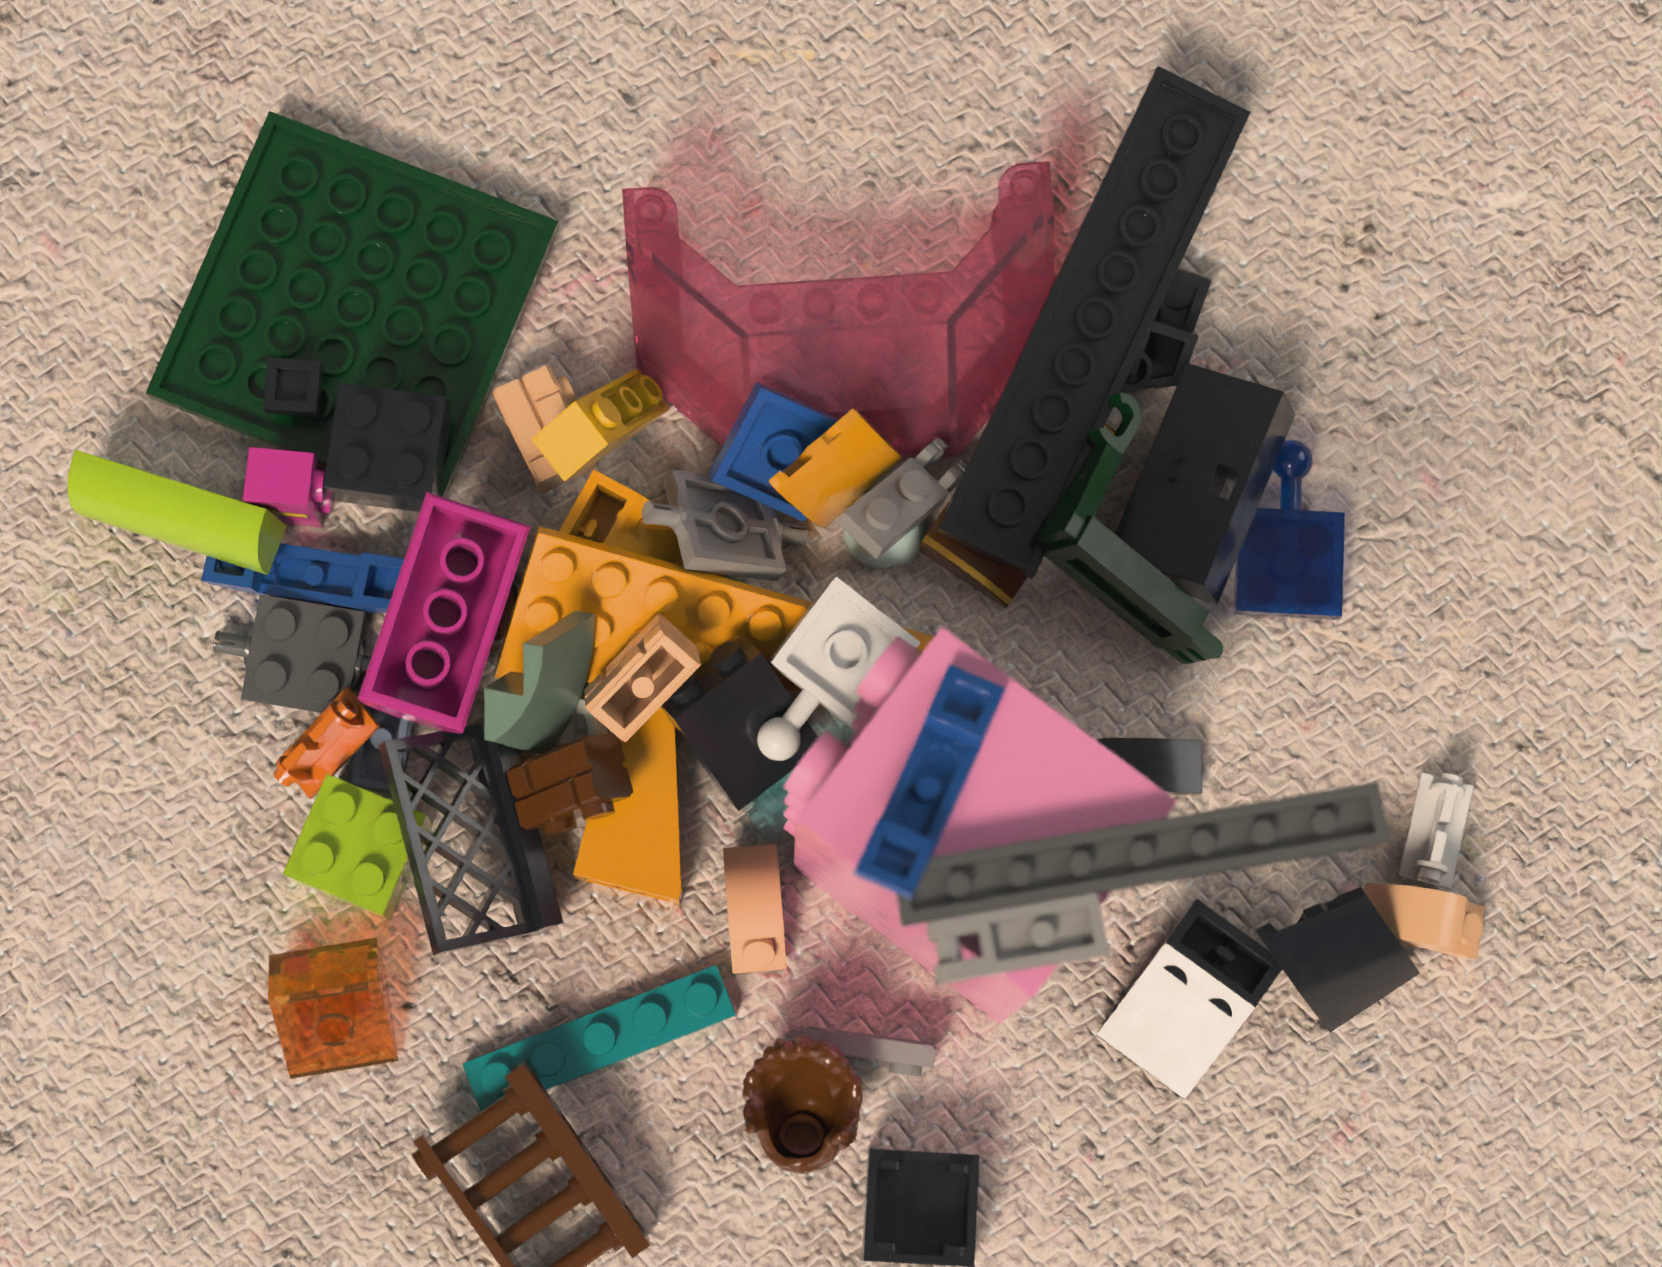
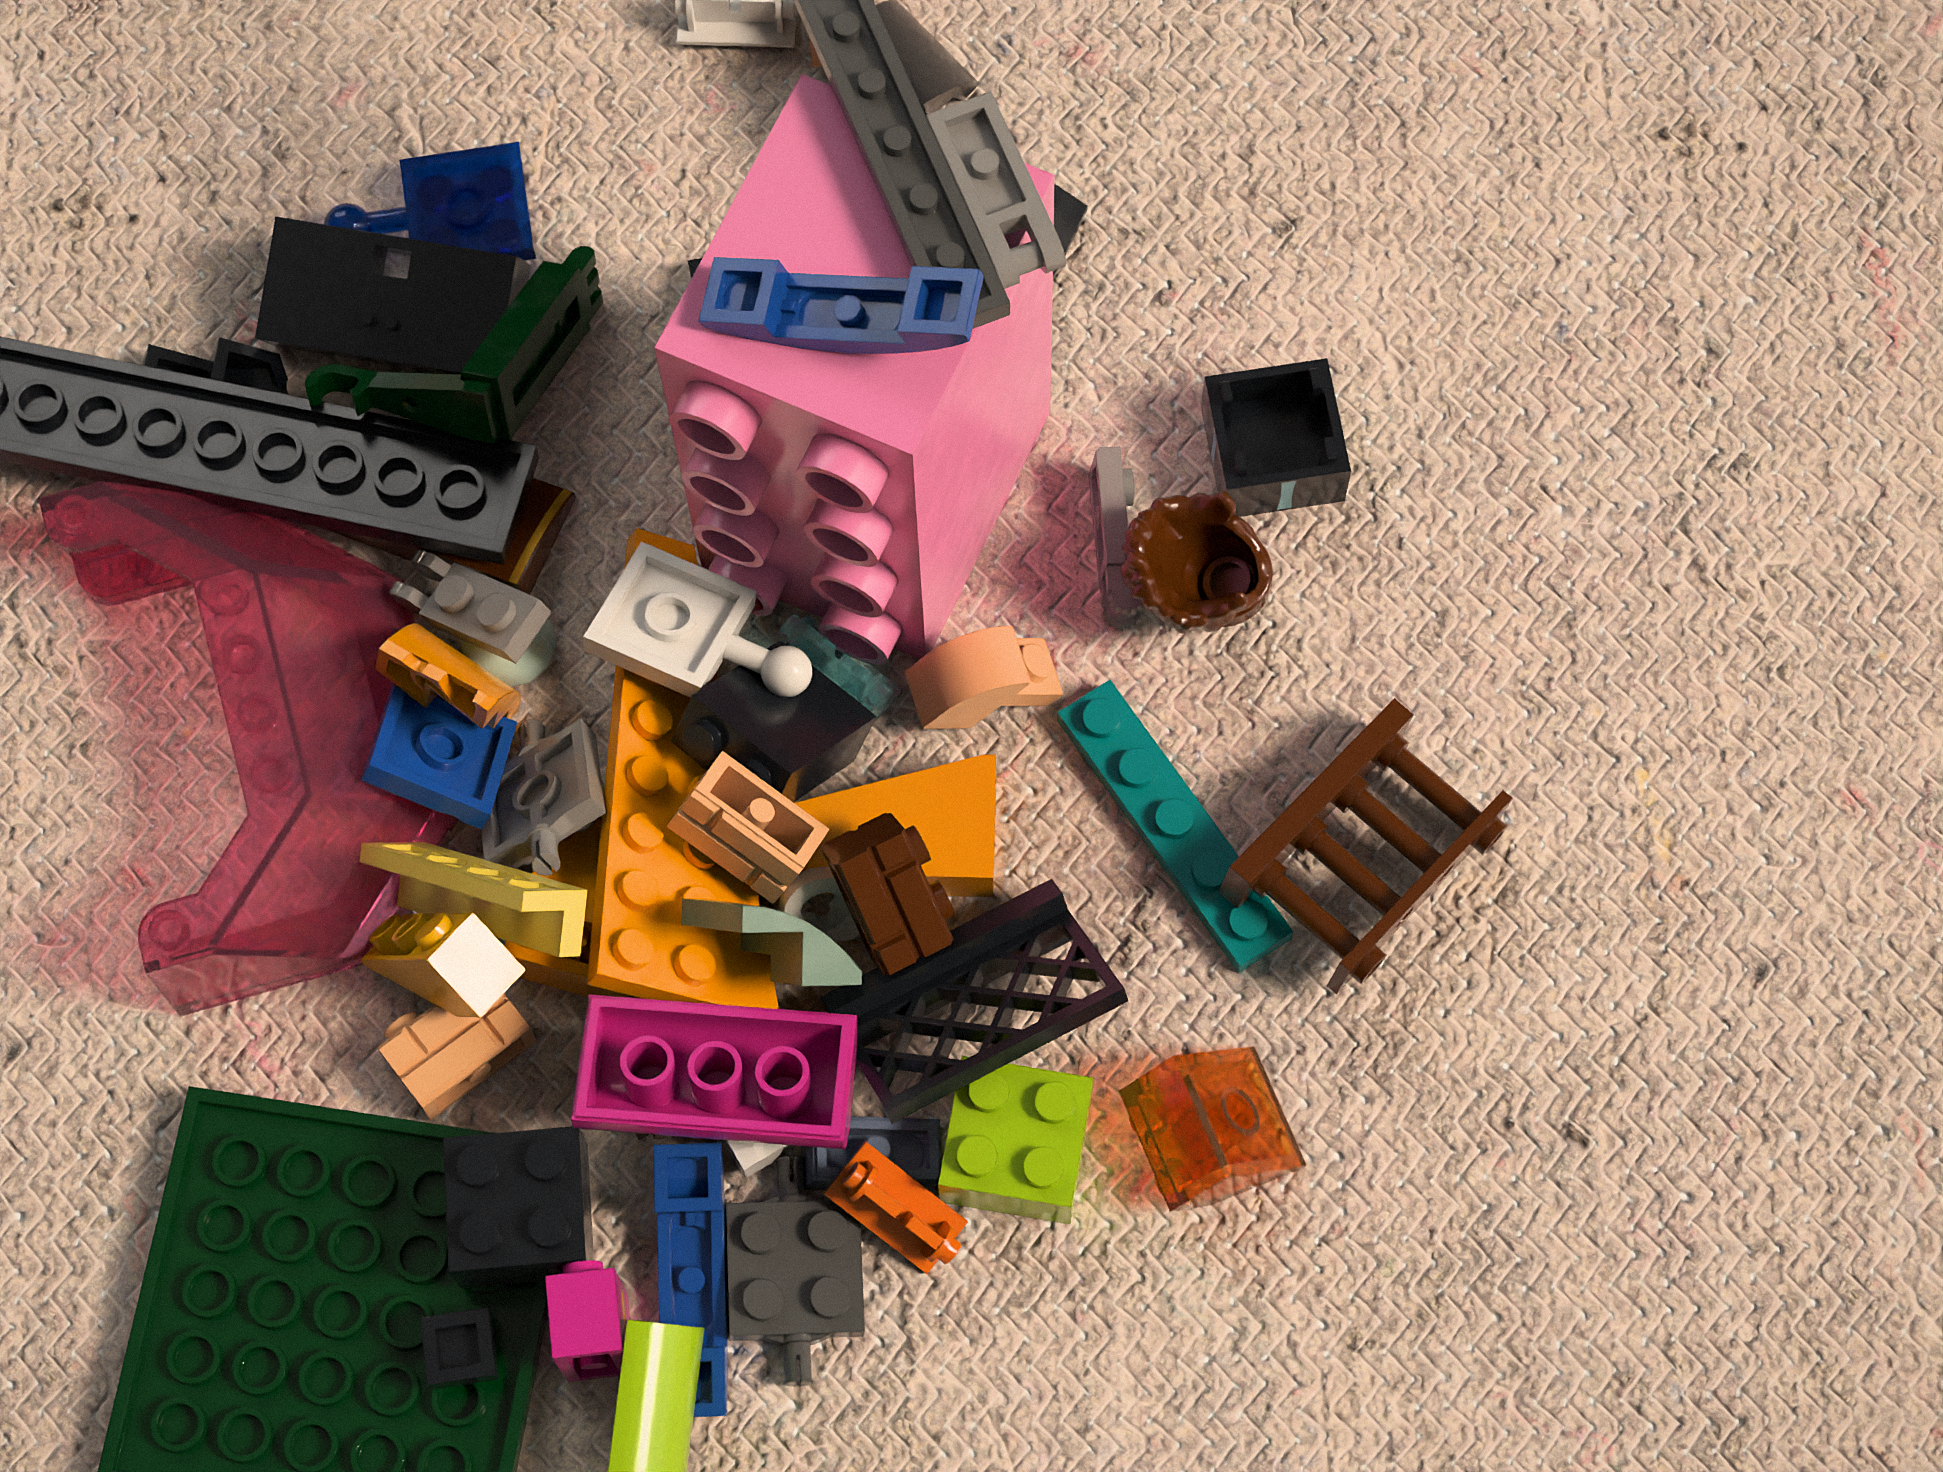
camera: 95 degrees left, 10 degrees down
(641, 459) = (505, 899): none -> light yellow fence

